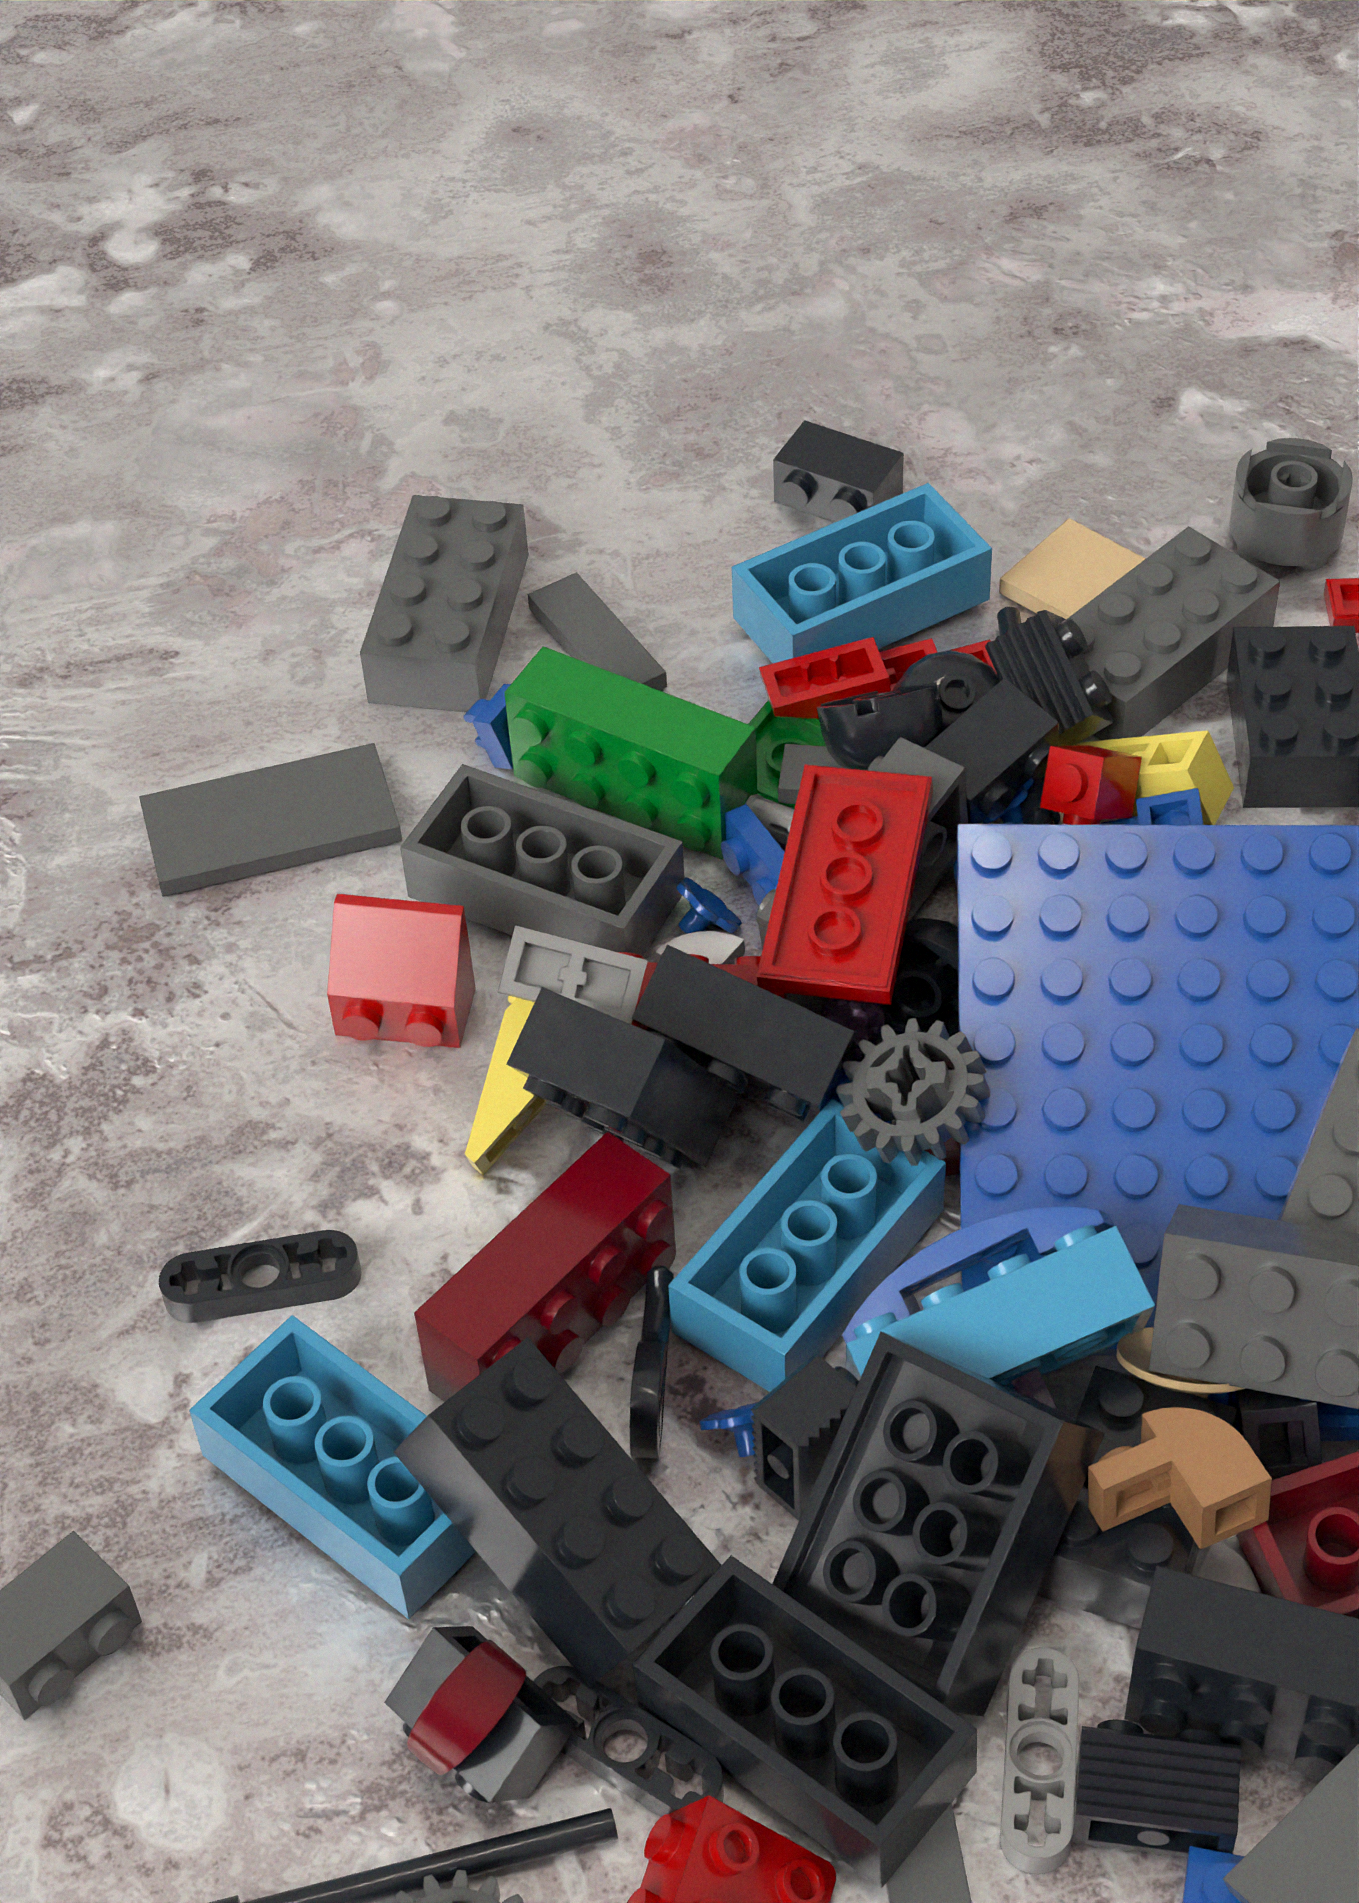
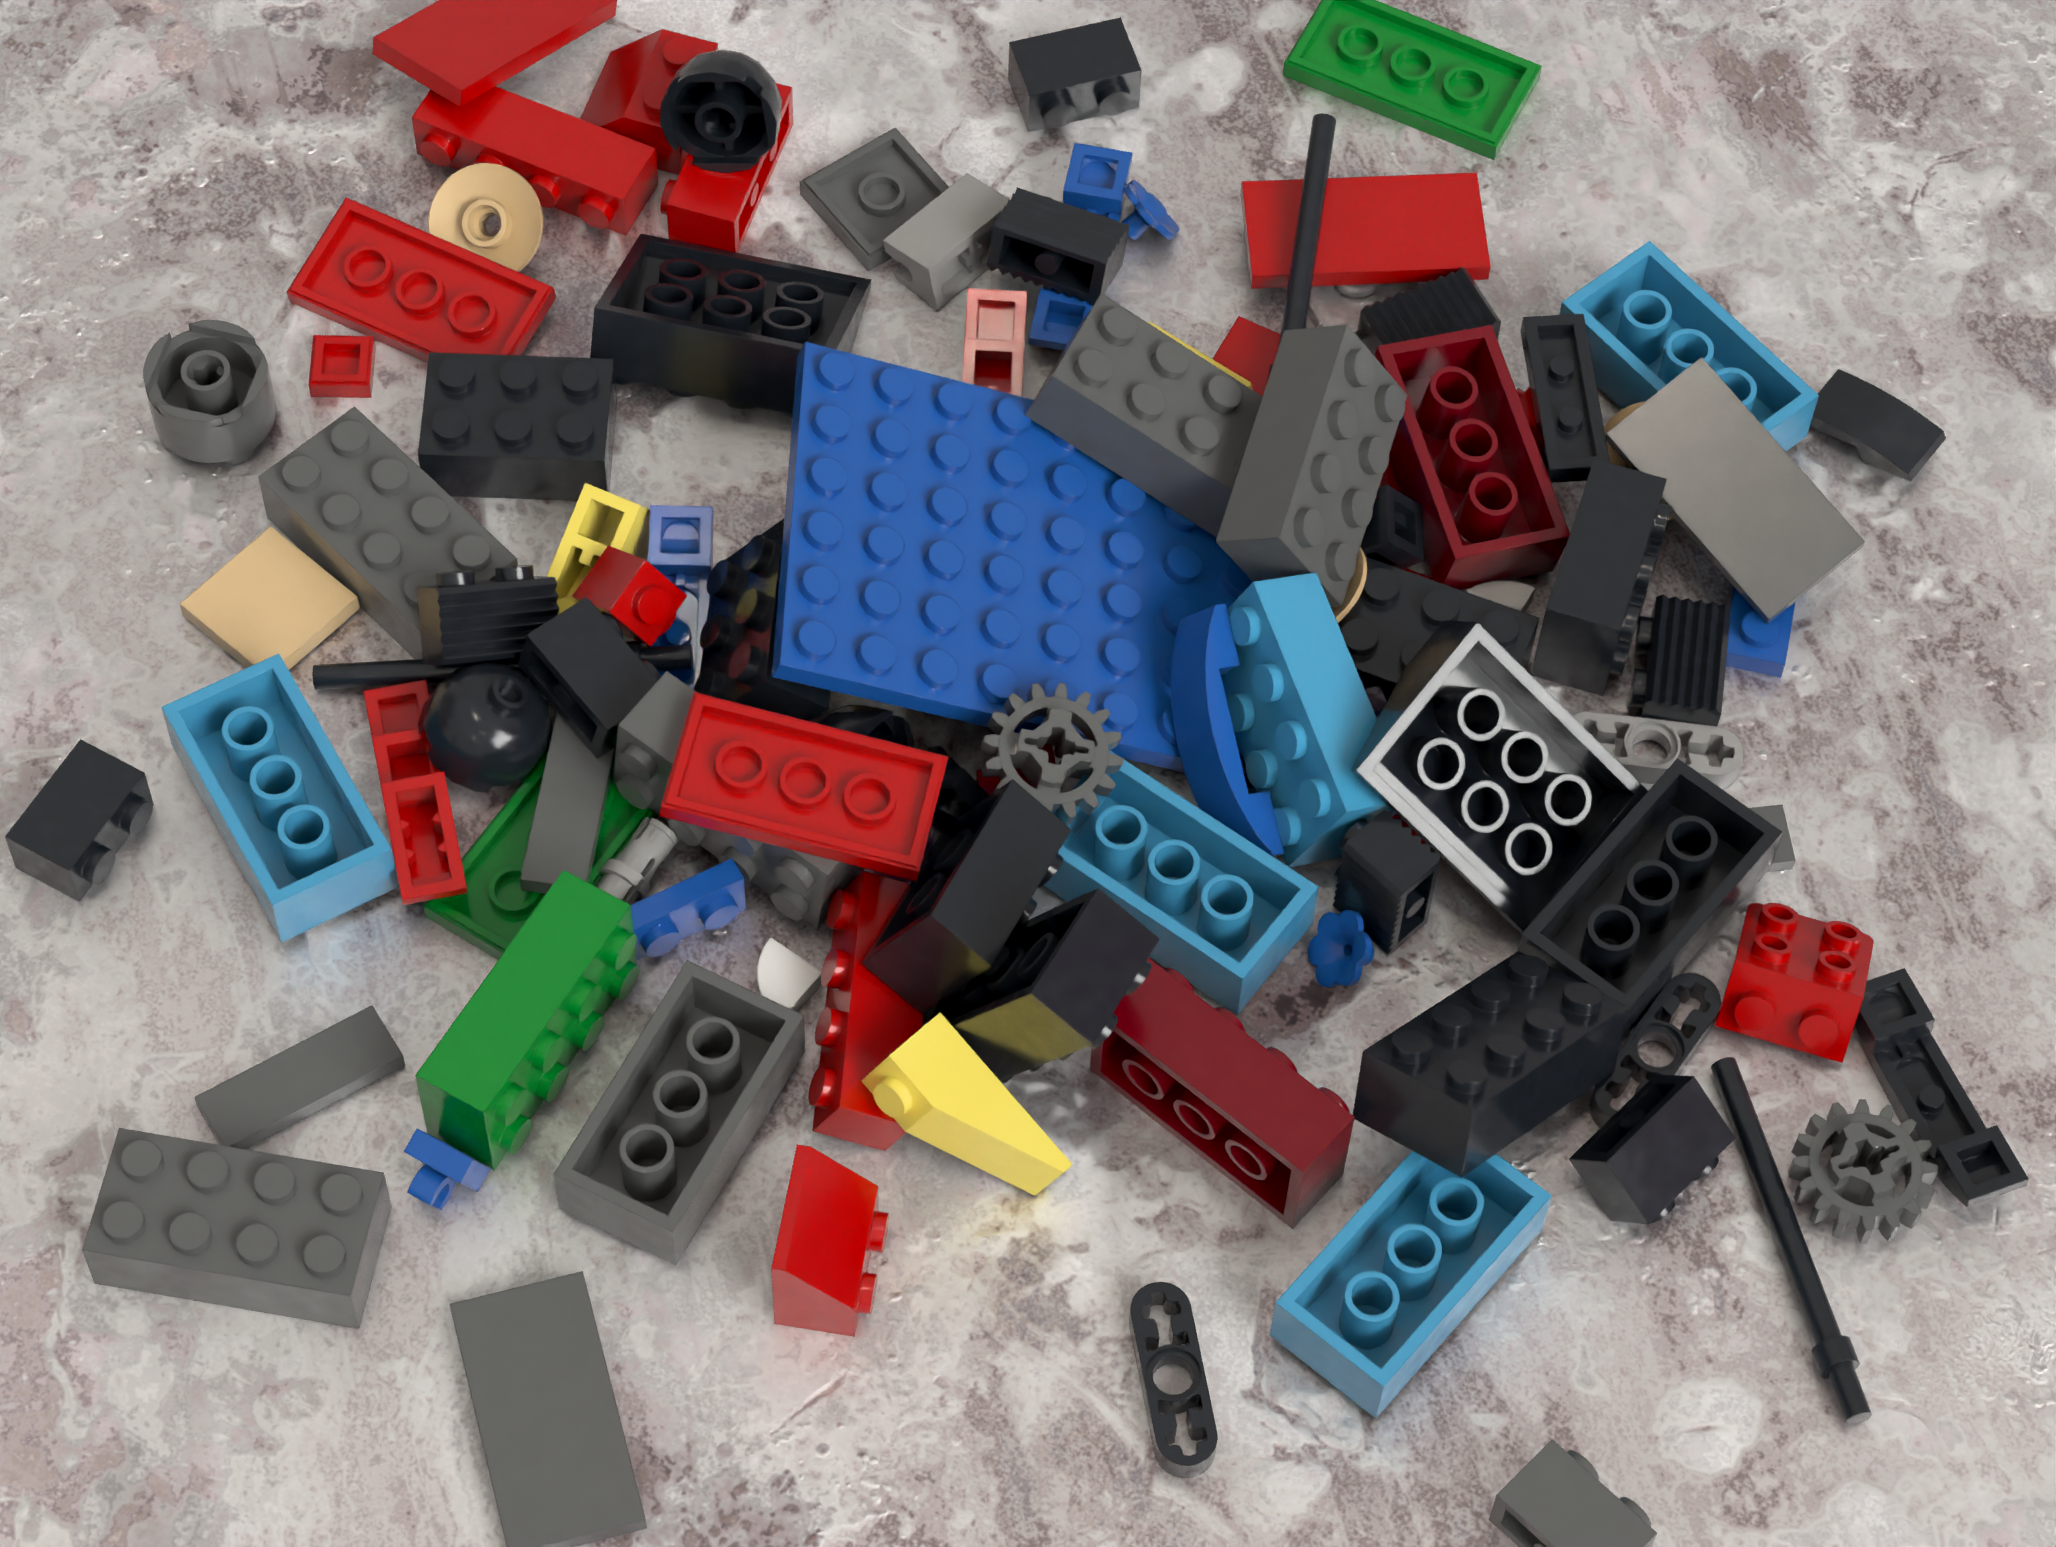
camera: 95 degrees left, 10 degrees up
(465, 1707) = (1686, 1119): dark red helmet -> none
(574, 970) = (930, 1022): light grey hinge -> none
(651, 1367) = (1330, 1017): black piece -> none
(705, 909) = (735, 962): blue plant -> none
(872, 722) = (549, 761): black cylinder -> none
(1187, 1462) = (1460, 569): medium nougat brick -> none

